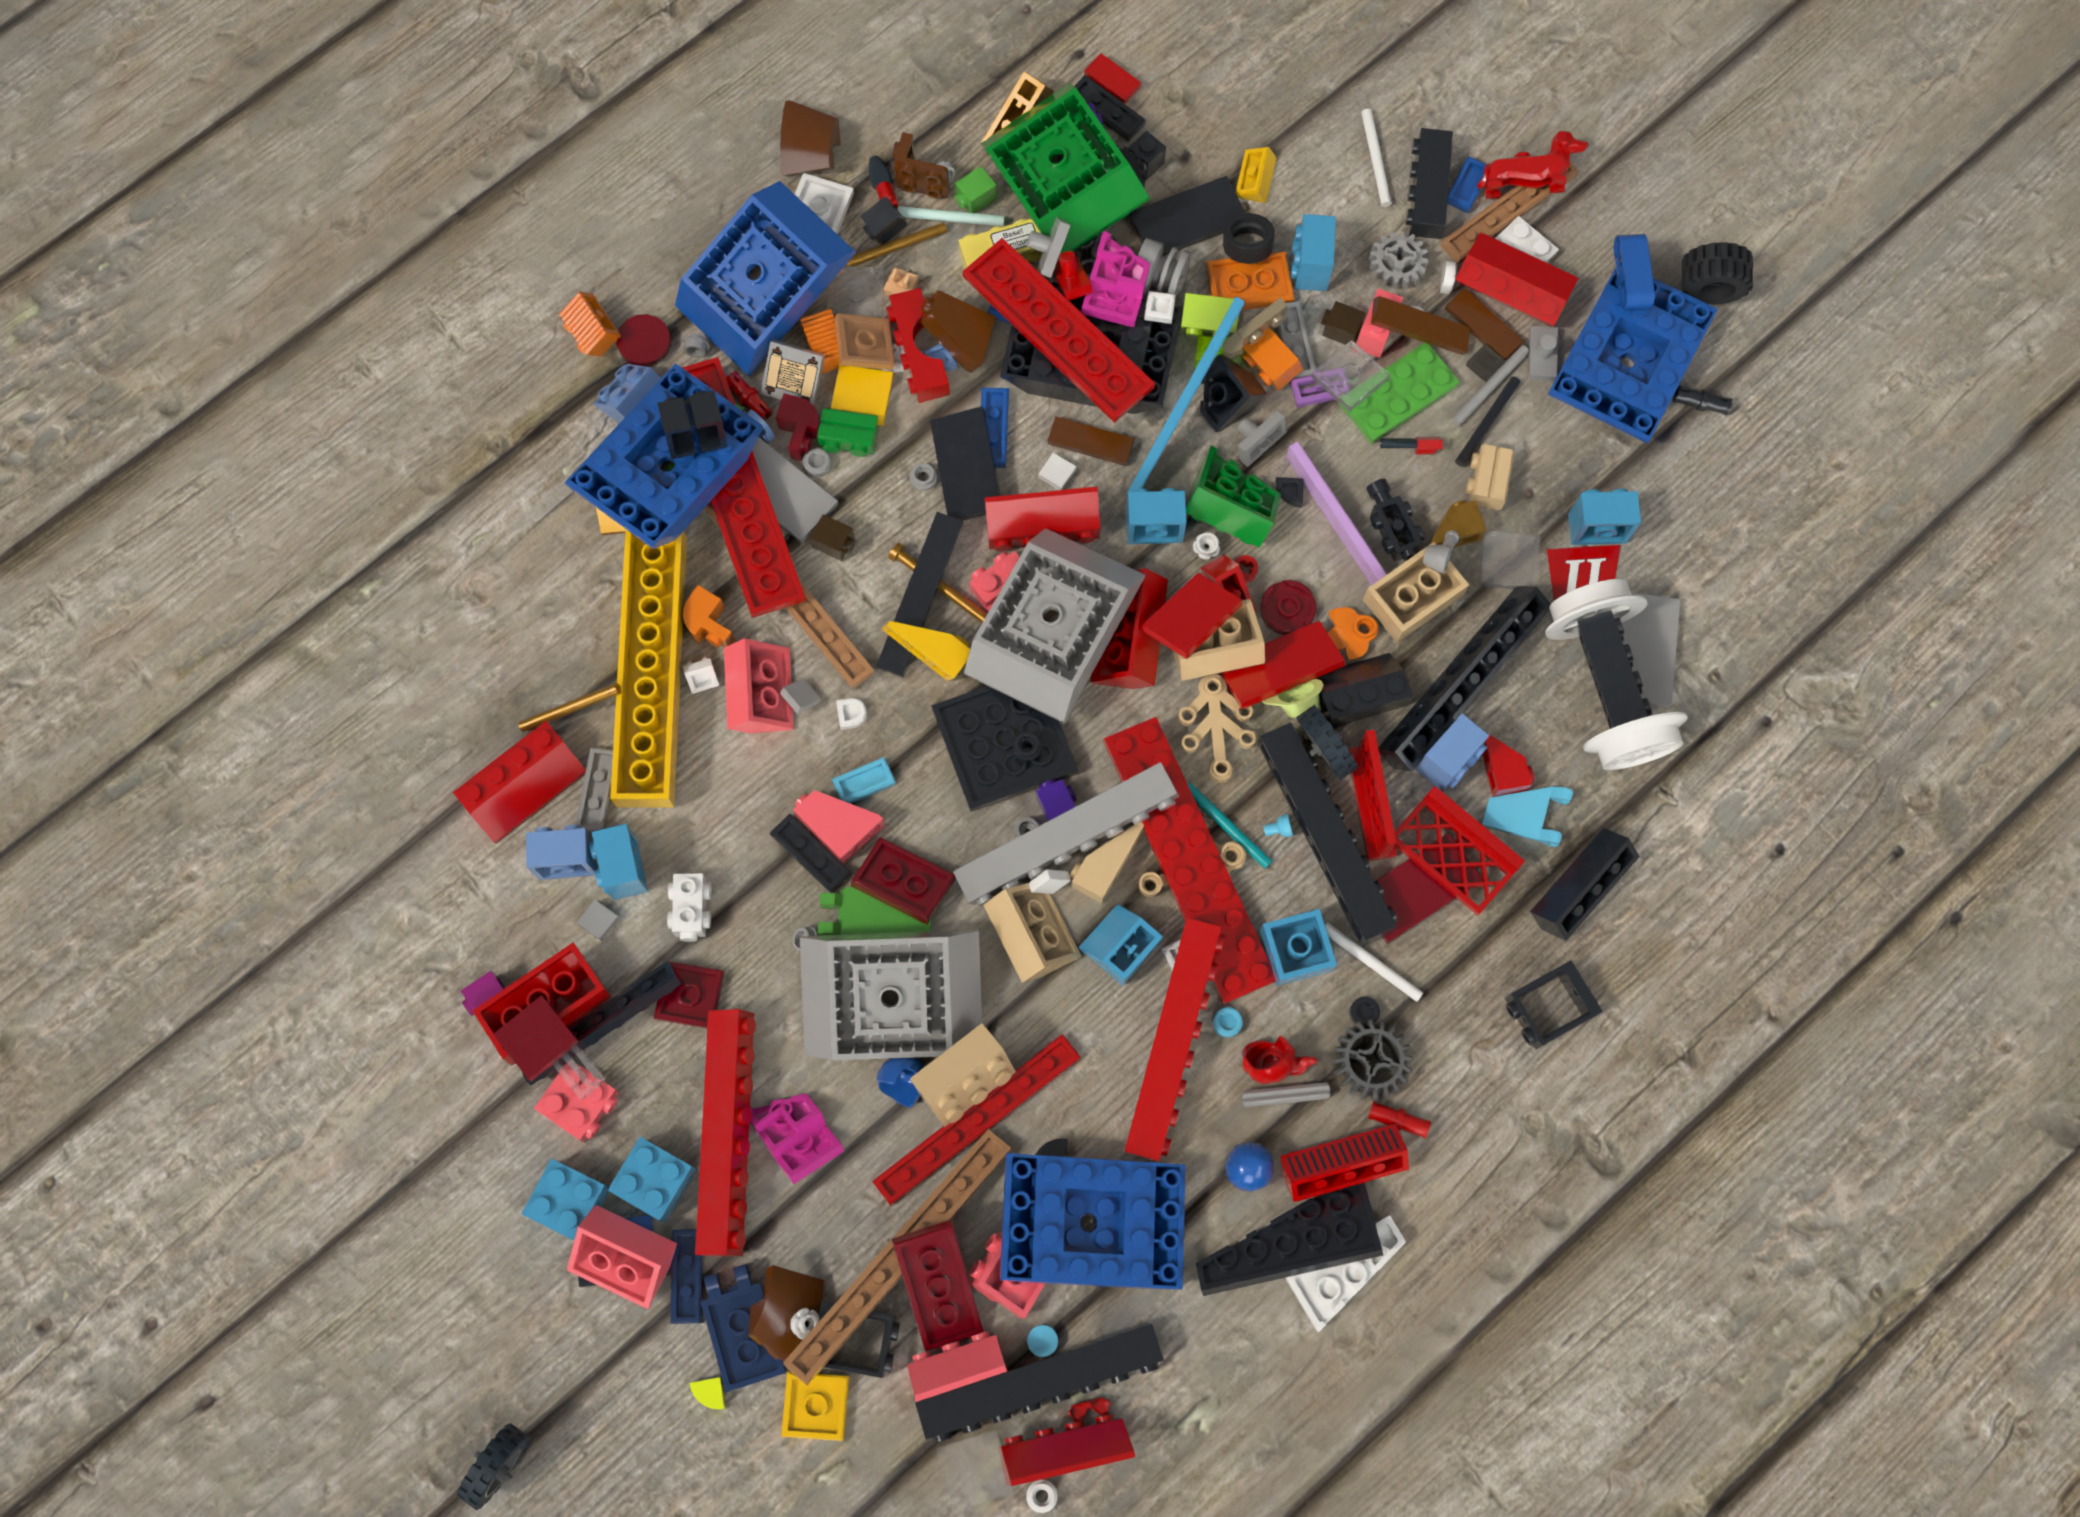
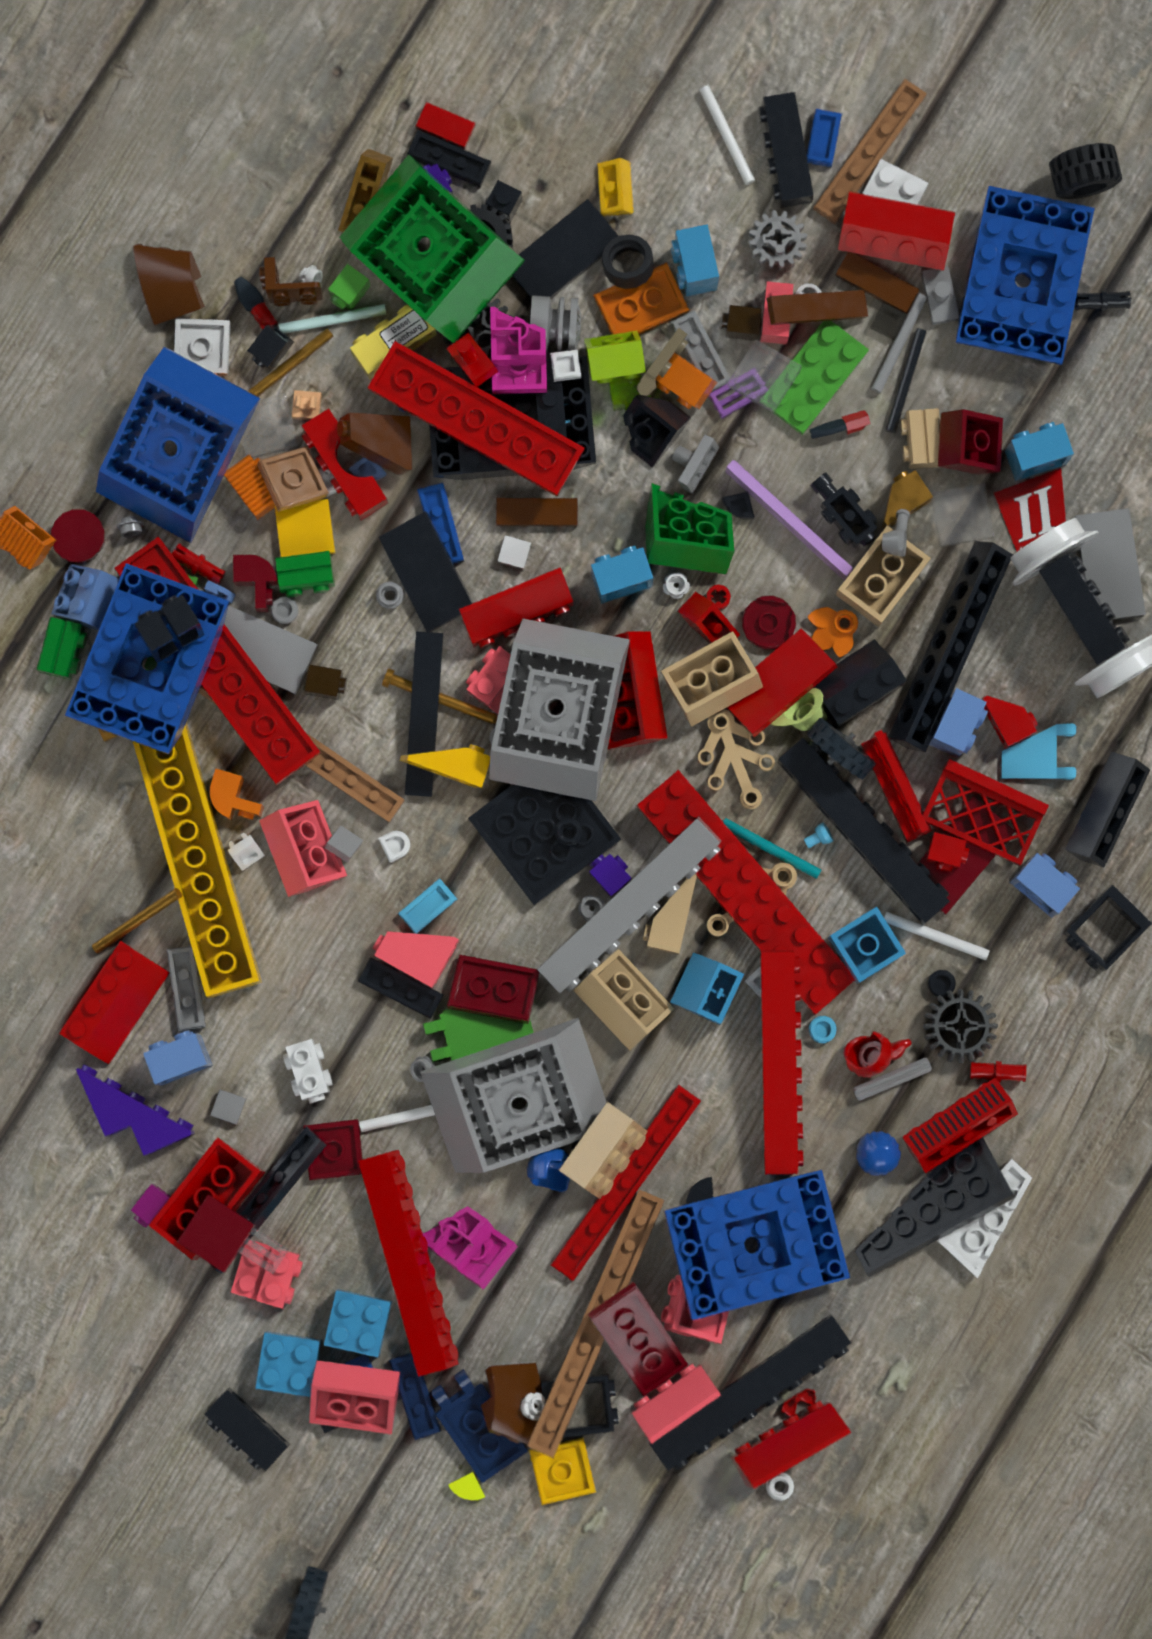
camera: 15 degrees left, 10 degrees up
(488, 892) = (120, 1111): none -> dark purple slope
(499, 1258) = (246, 1430): none -> black brick
(587, 432) = (61, 649): none -> green brick
(618, 861) = (232, 1051): dark azure brick -> none
(762, 982) = (396, 1118): none -> white bar
(792, 372) = (233, 530): tile -> none
(1042, 1341) = (741, 1357): medium azure tile -> none
(1049, 245) = (444, 337): light grey tile -> none
(1049, 881) = (626, 951): white tile -> none
(1187, 395) = (616, 451): dark azure tile -> none
(1192, 615) = (684, 665): red tile -> none
(1407, 877) = (947, 852): none -> red brick
(1448, 277) = (830, 243): white tile -> none
(1500, 939) = (1045, 884): none -> medium blue brick
(1533, 170) = (884, 110): red animal -> none
(1538, 489) = (970, 442): none -> dark red brick
(1634, 271) = (1005, 197): blue beam -> none

